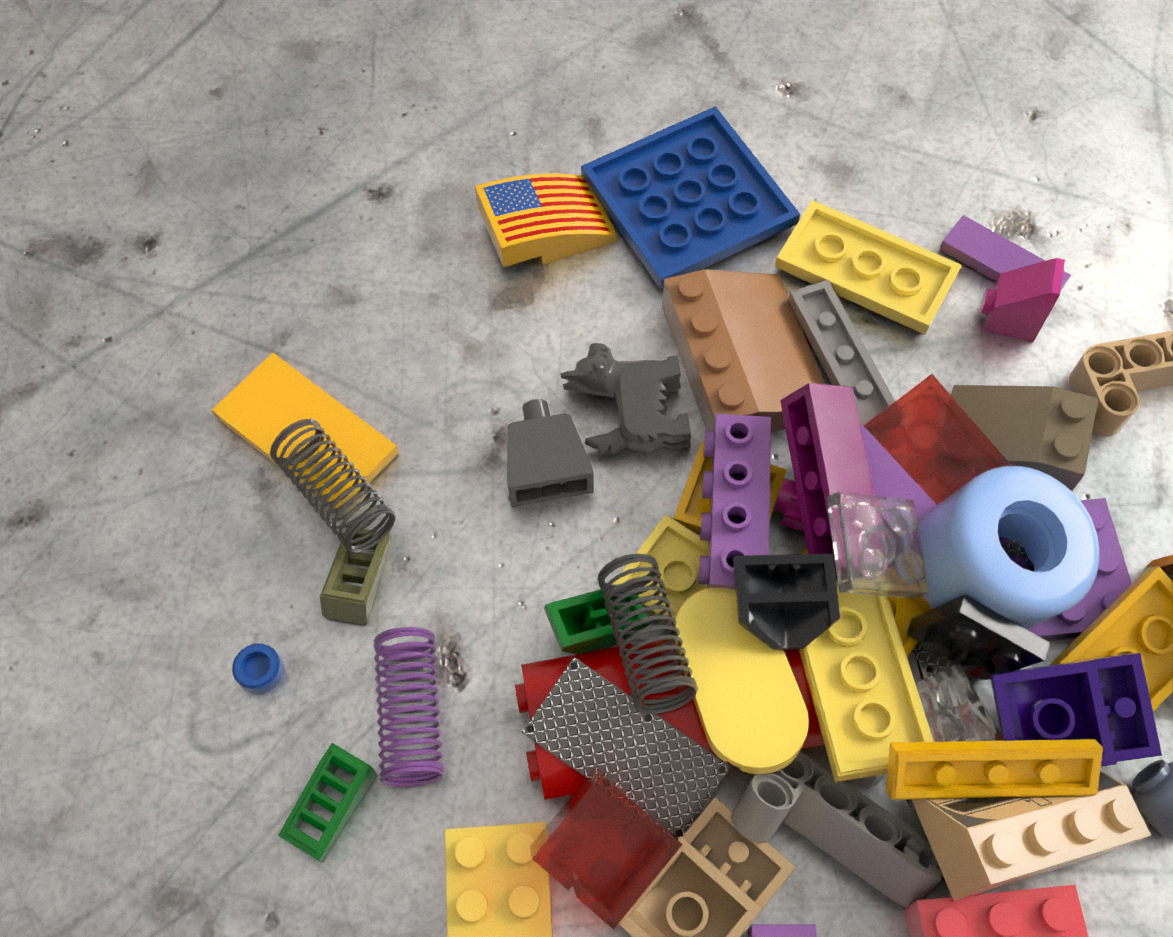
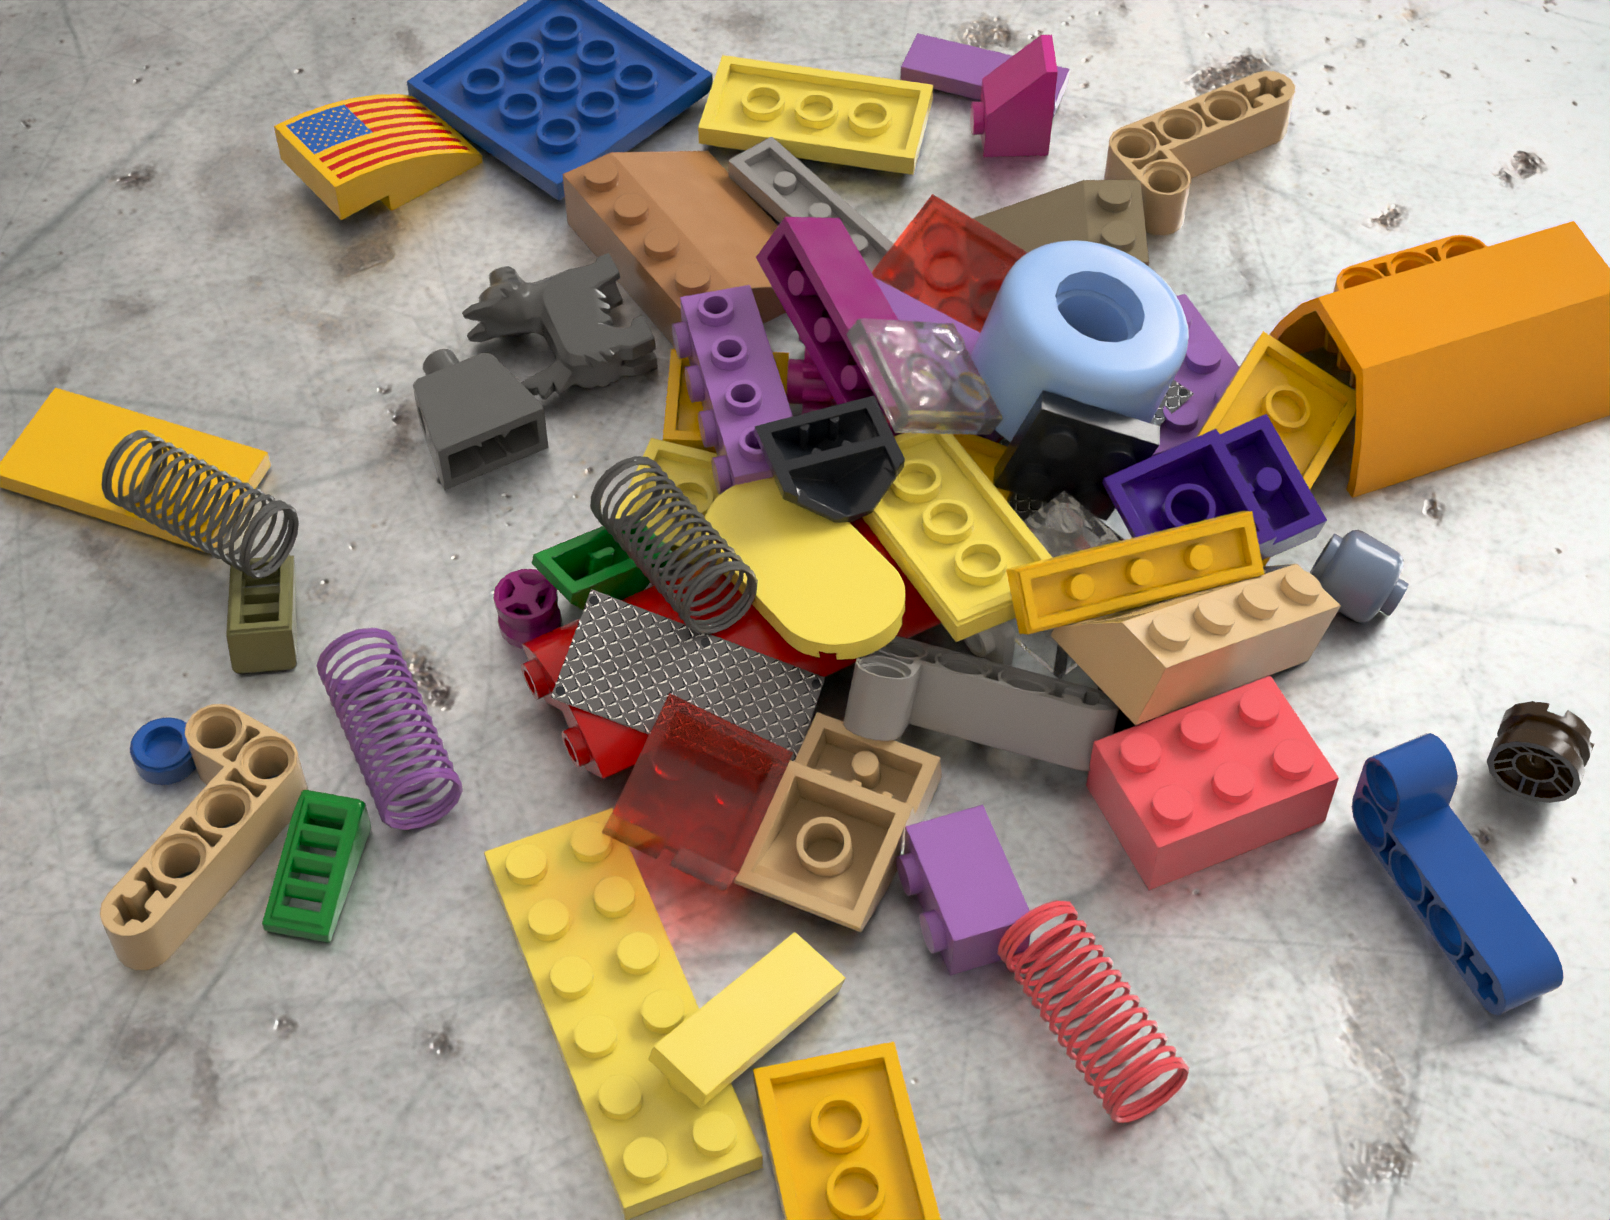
camera: 20 degrees left, 10 degrees down
(252, 755) = (152, 908): none -> tan beam
(533, 620) = (531, 592): none -> magenta wheel

